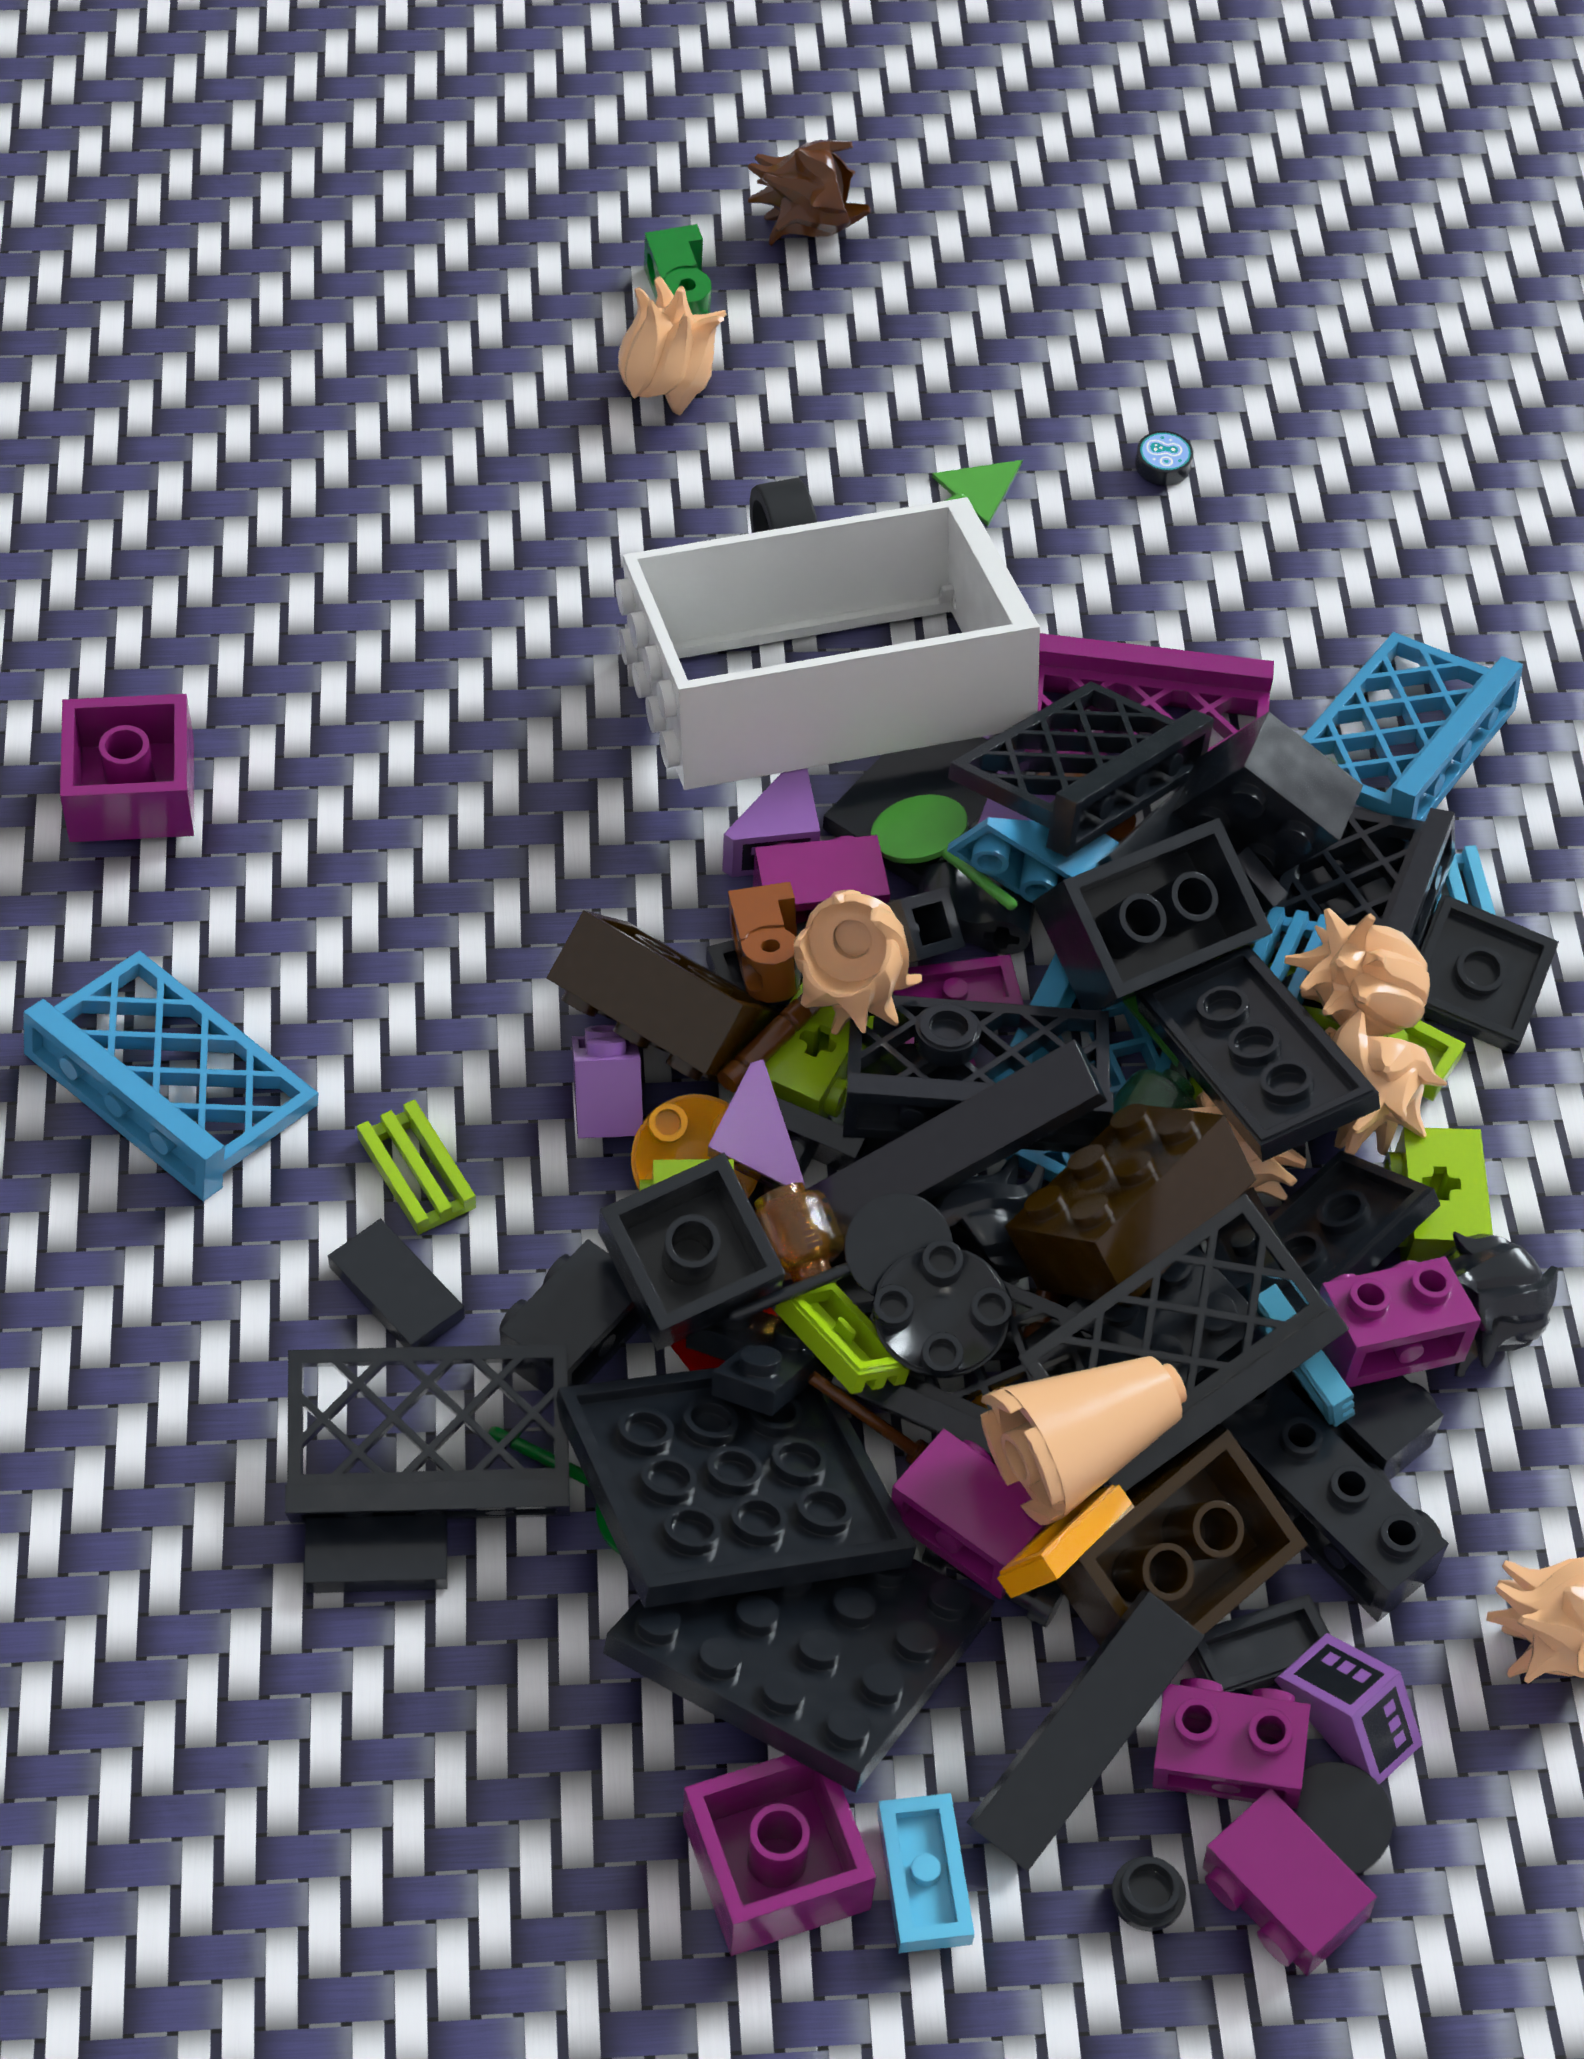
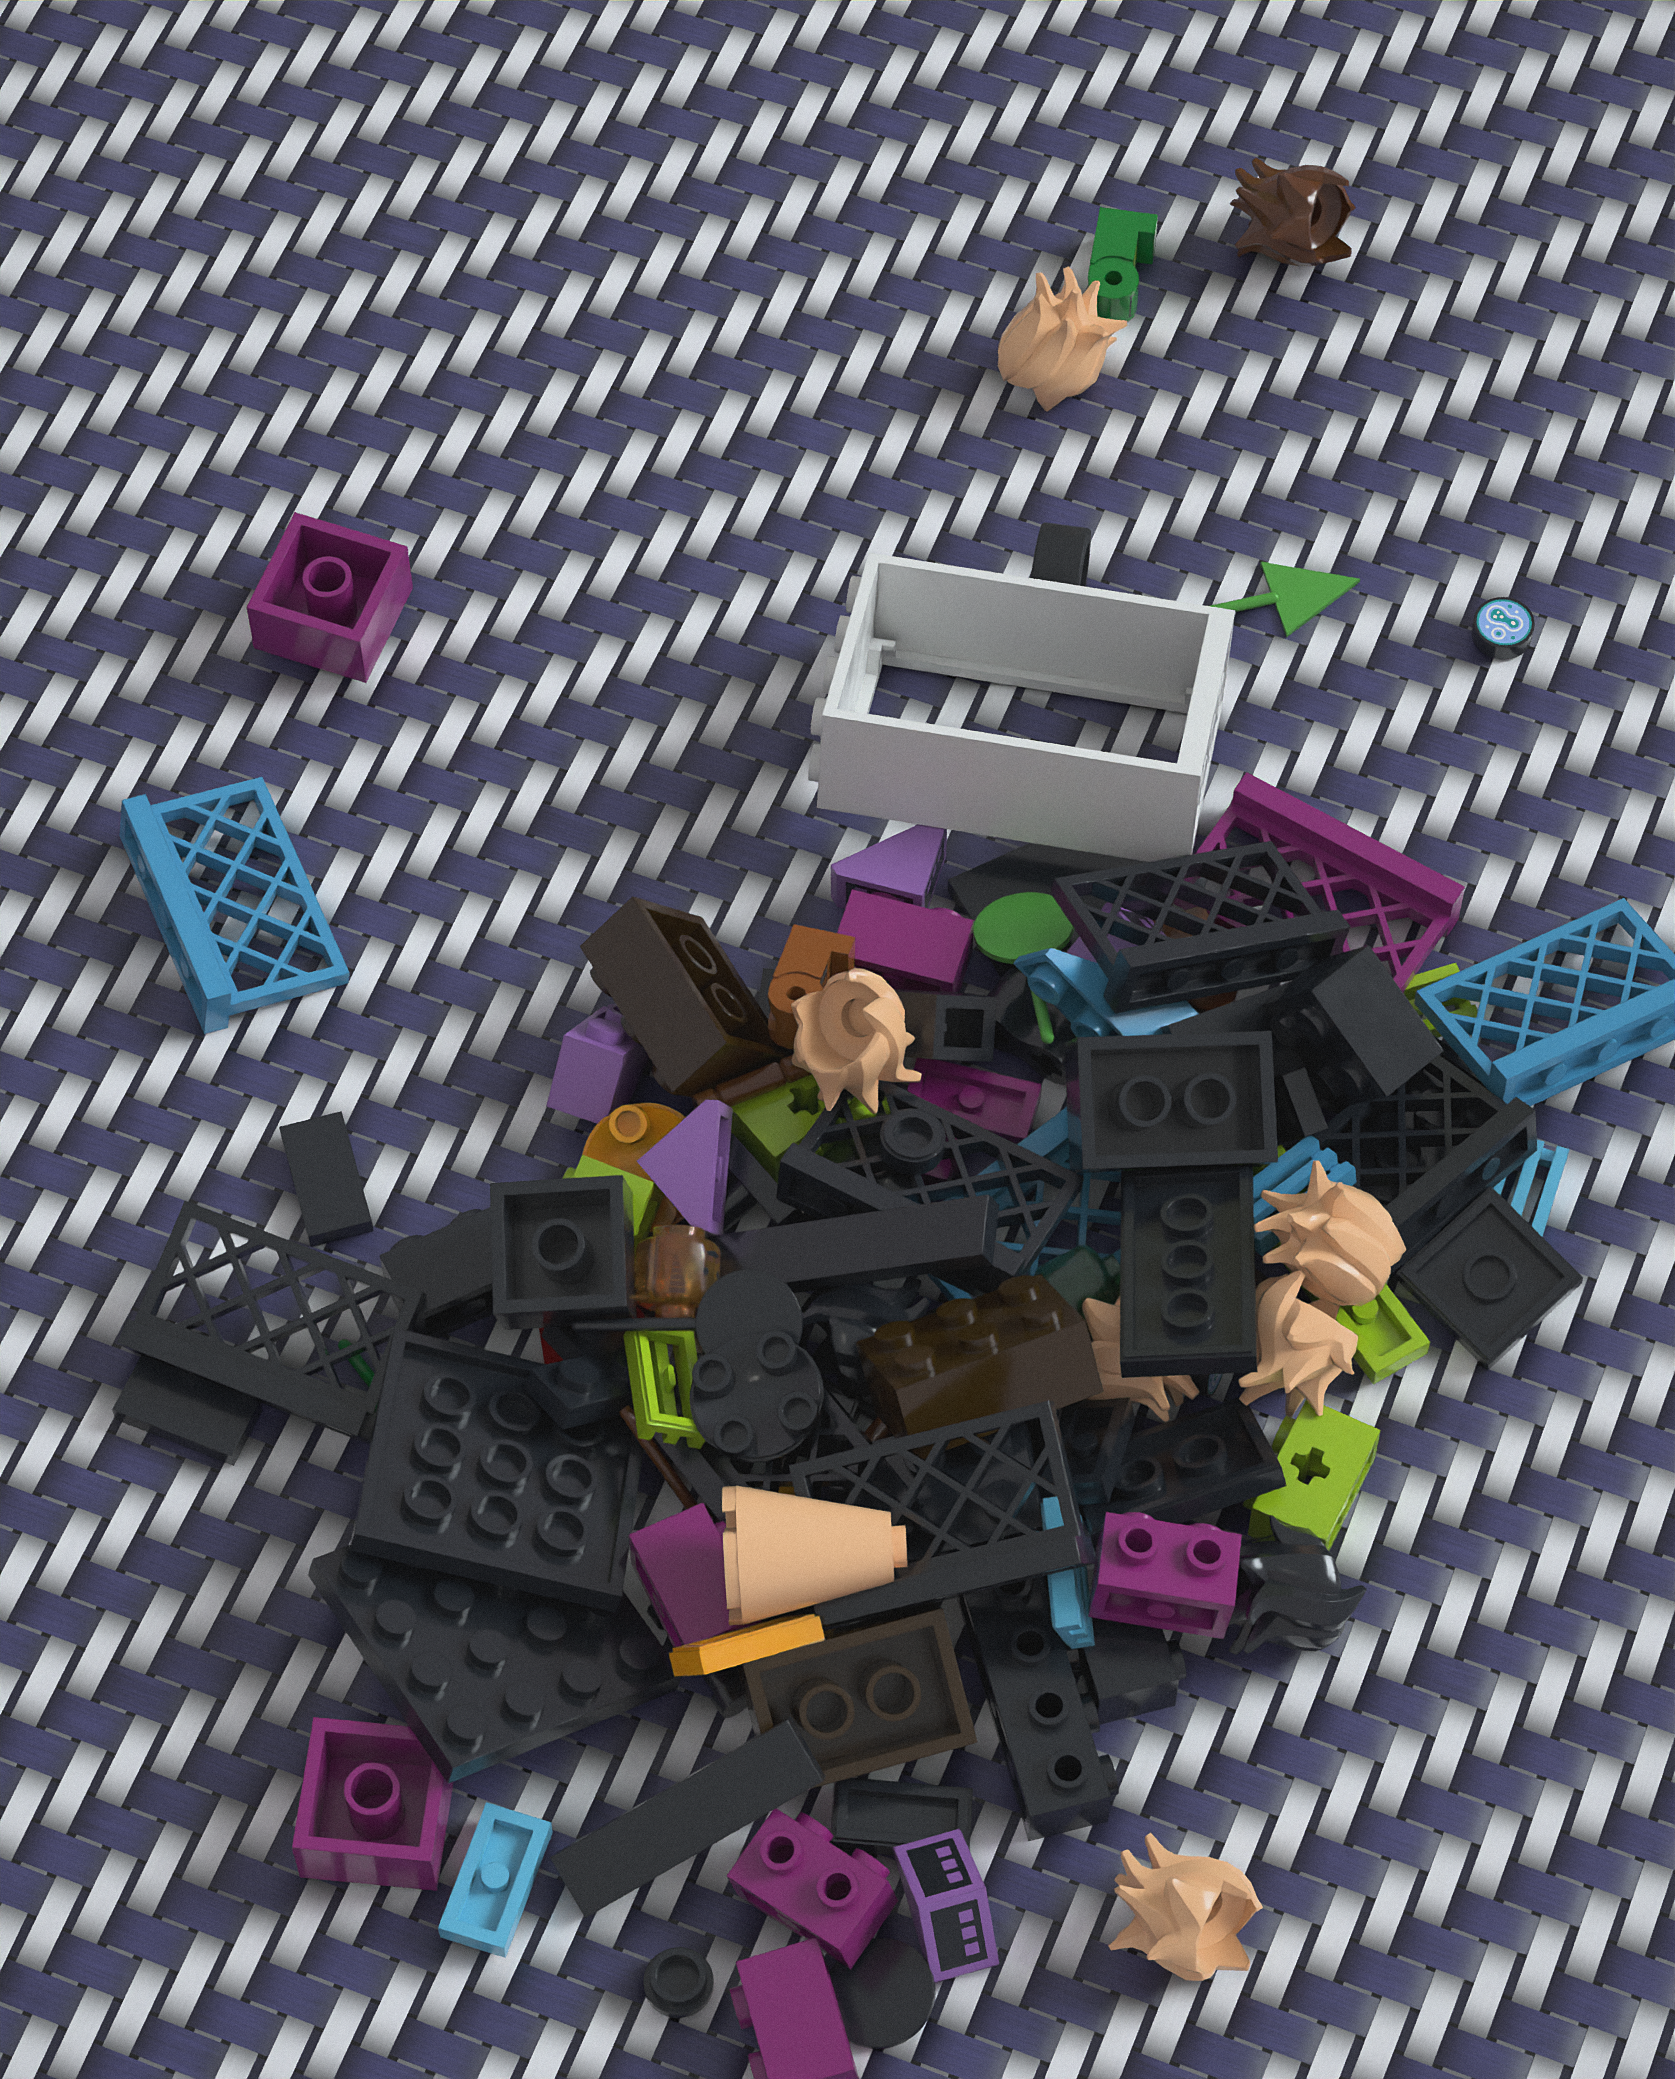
camera: 30 degrees right, 5 degrees up
(394, 1127) = (397, 1030): lime tile -> none

